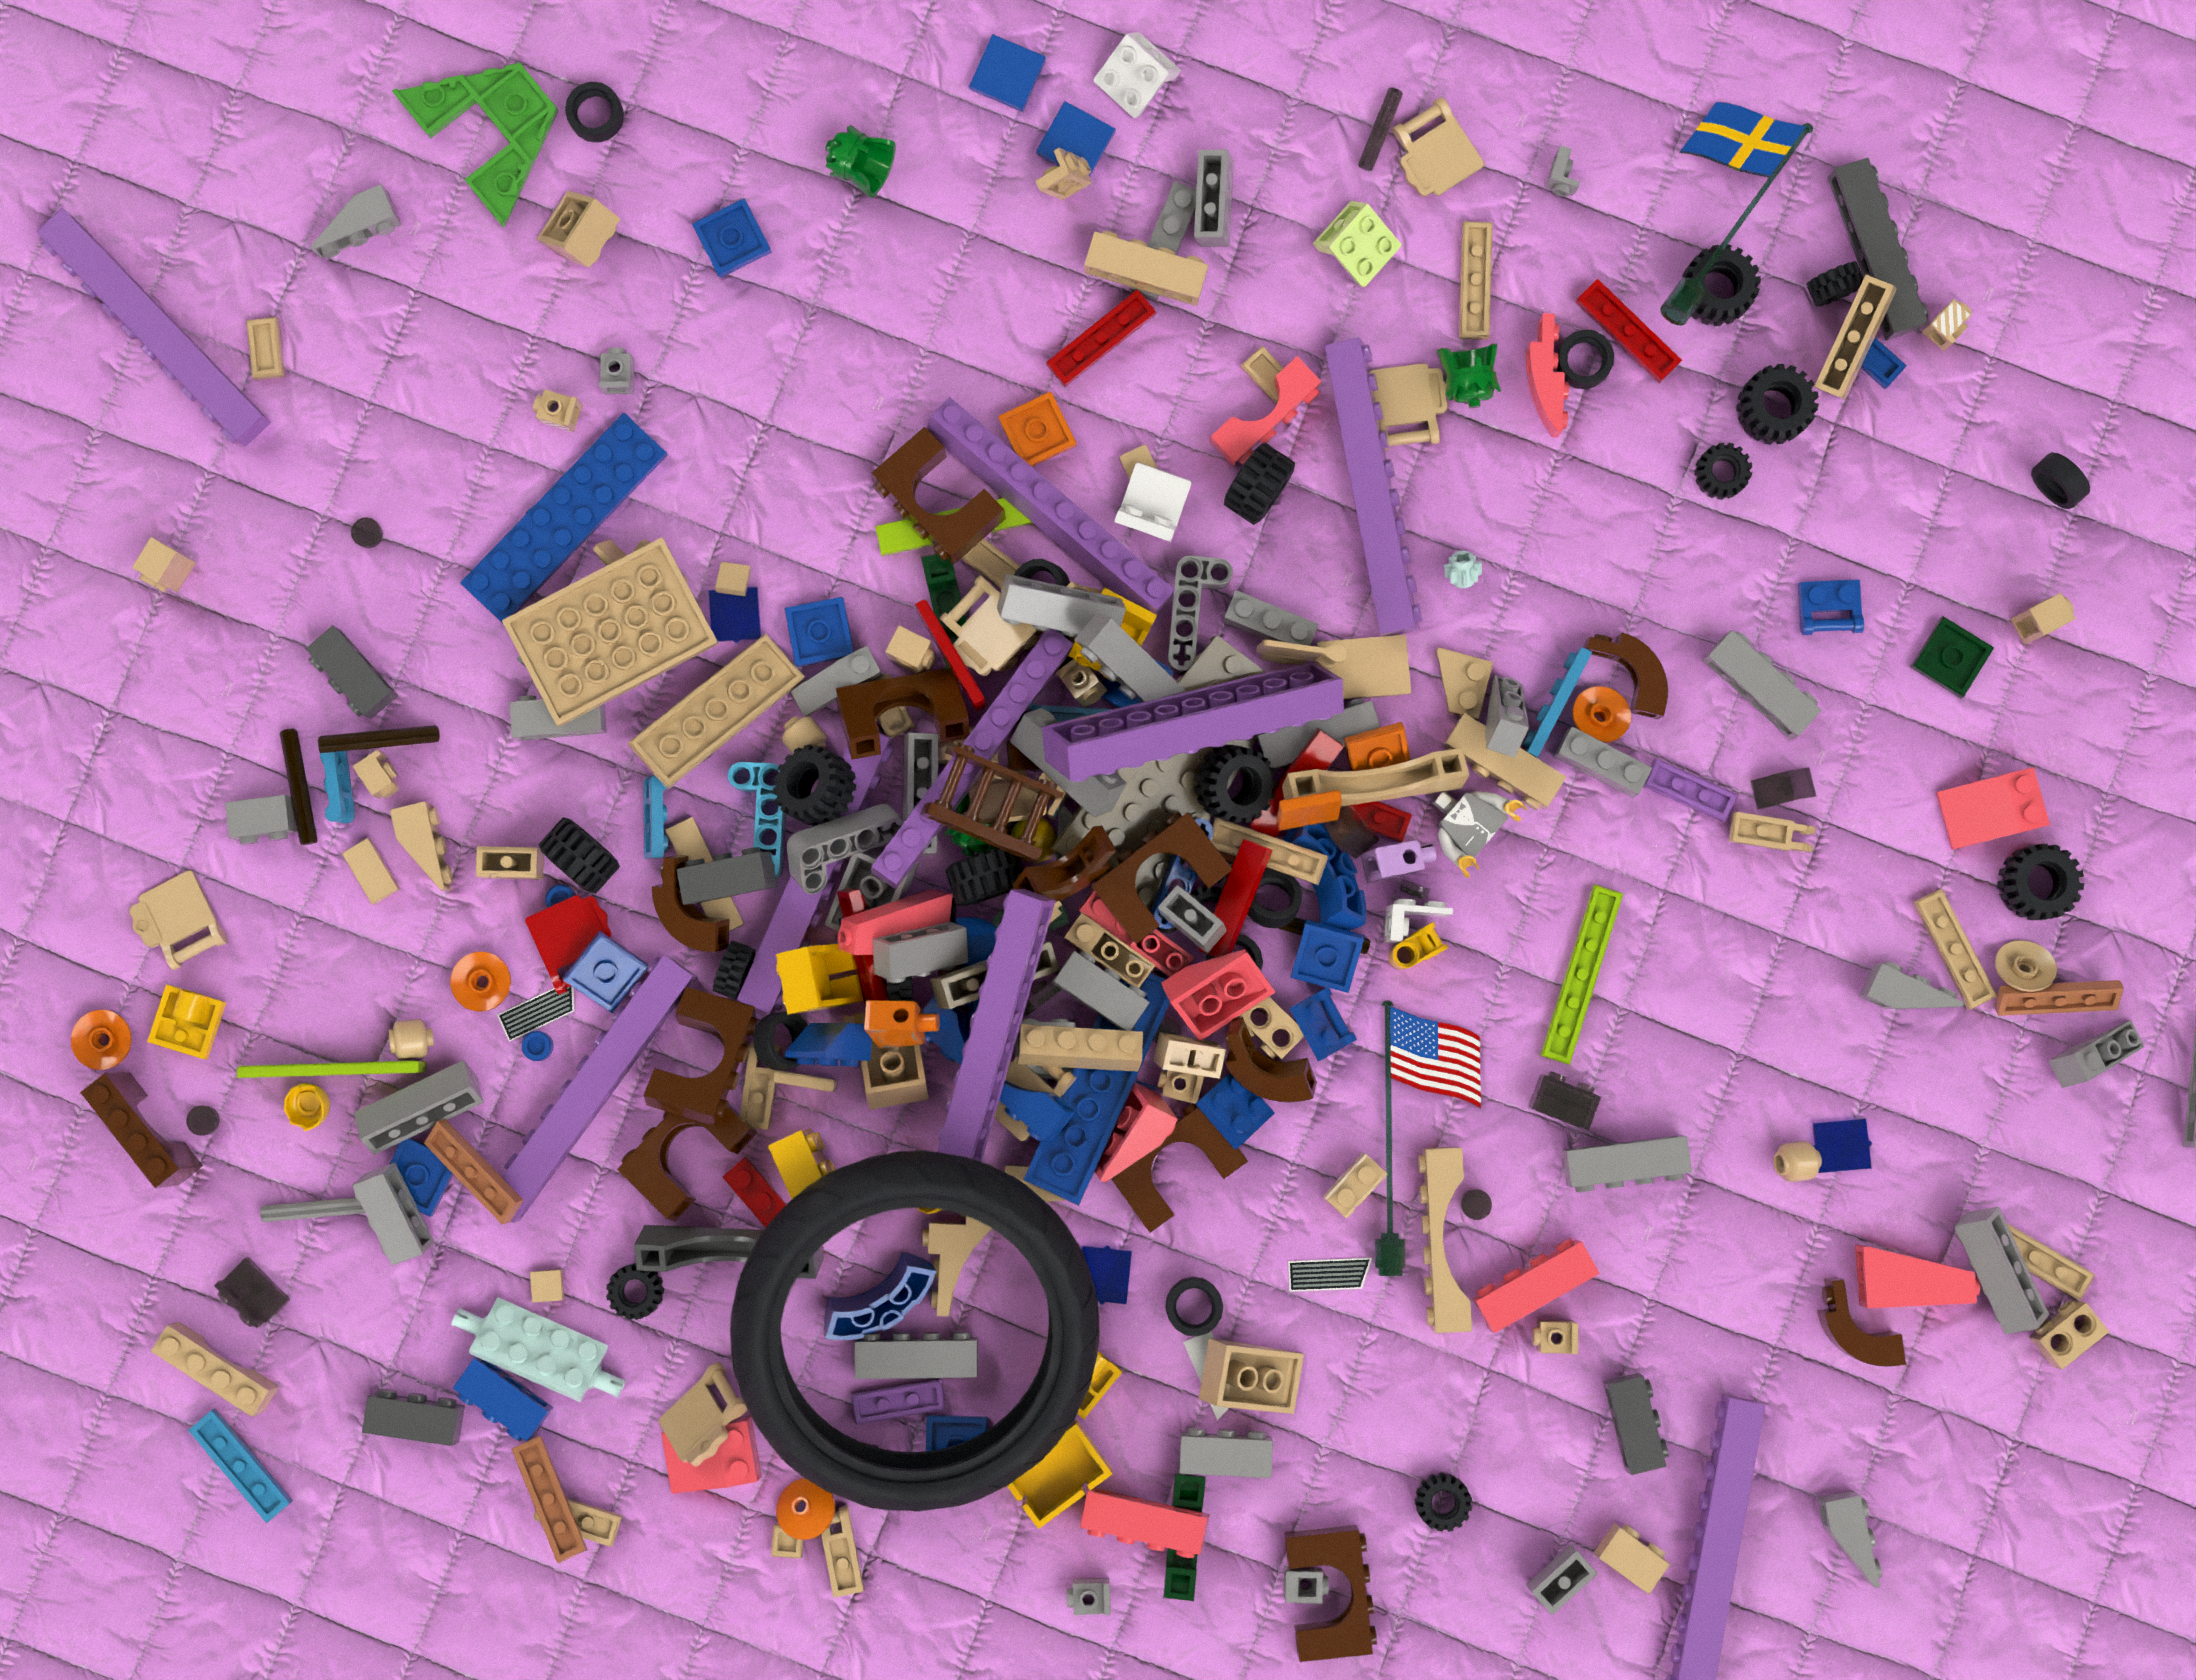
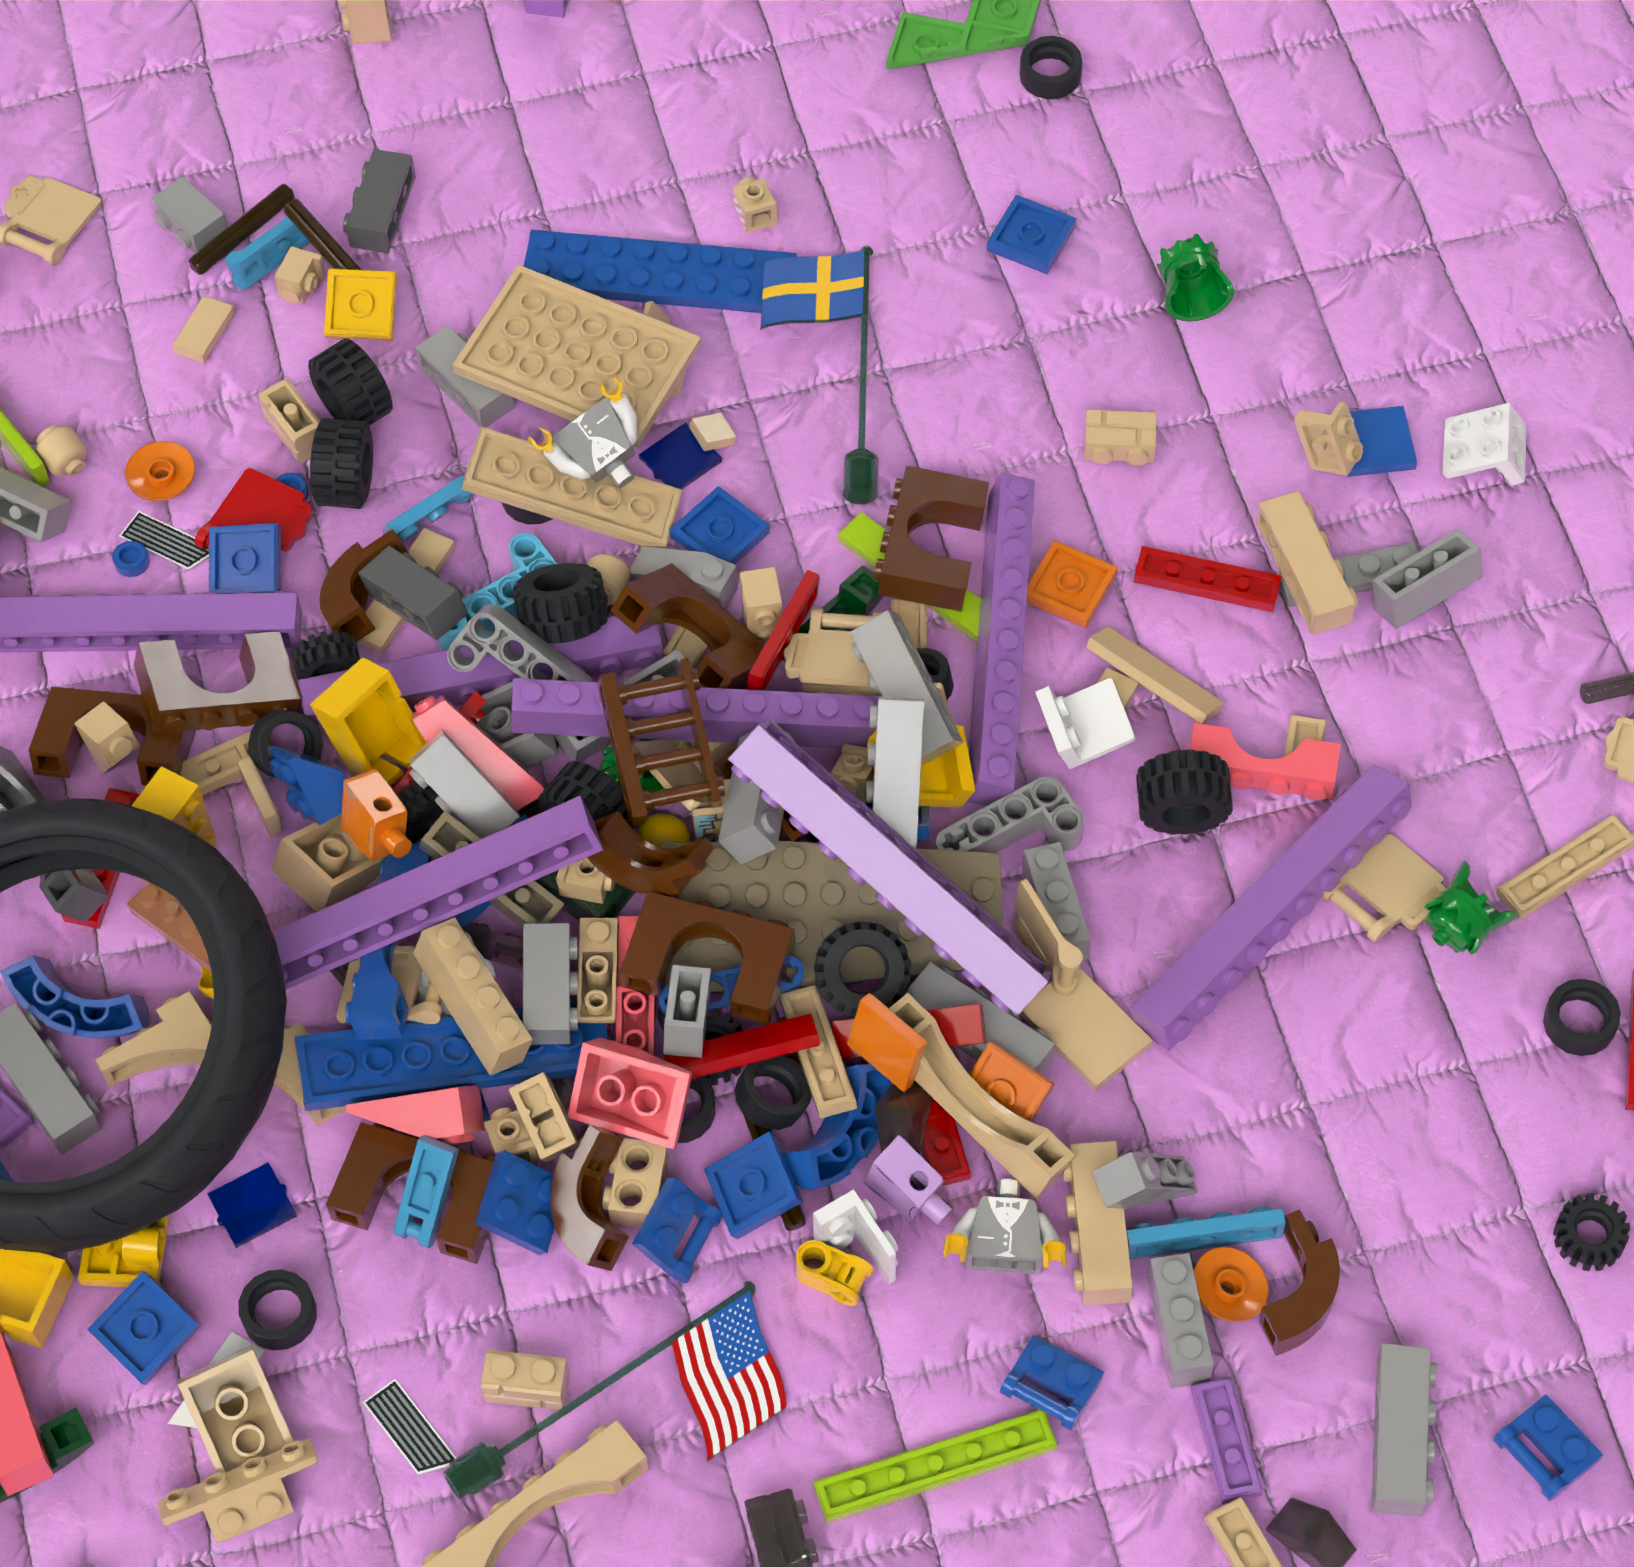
camera: 55 degrees right, 25 degrees down
(367, 532) = (520, 139): clear smoke tile -> none
(418, 833) = (264, 343): tan slope -> none
(438, 748) = (360, 304): none -> yellow tile
(515, 806) = (350, 383): none -> black tyre
(579, 228) = (935, 120): tan slope -> none
(617, 382) = (828, 226): light grey brick -> none
(672, 420) = (825, 292): none -> flag
(695, 1158) = (106, 736): none -> tan slope
(703, 673) = (596, 441): none -> torso
(948, 308) = (1120, 436): none -> tan brick
(1007, 73) = (1385, 347): blue tile -> none
(1147, 429) = (1154, 675): none -> tan tile
(1149, 1398) = (144, 1327): none -> blue plate
(1188, 1163) = (426, 1190): none -> dark azure plate
(1225, 1453) = (133, 1446): light grey brick -> none
(1303, 1407) = (242, 1496): none -> tan bracket
(1358, 242) = (1504, 738): yellowish green bracket -> none
(1414, 889) = (891, 1223): clear smoke tile -> none
(1463, 569) = (1264, 1045): light aqua gear -> none
(1464, 681) = (1154, 1126): tan wing -> none
(1476, 1204) = (596, 1528): clear smoke tile -> none
(1546, 386) = (1527, 992): coral slope -> none
(1578, 859) = (1057, 1373): none -> blue plate

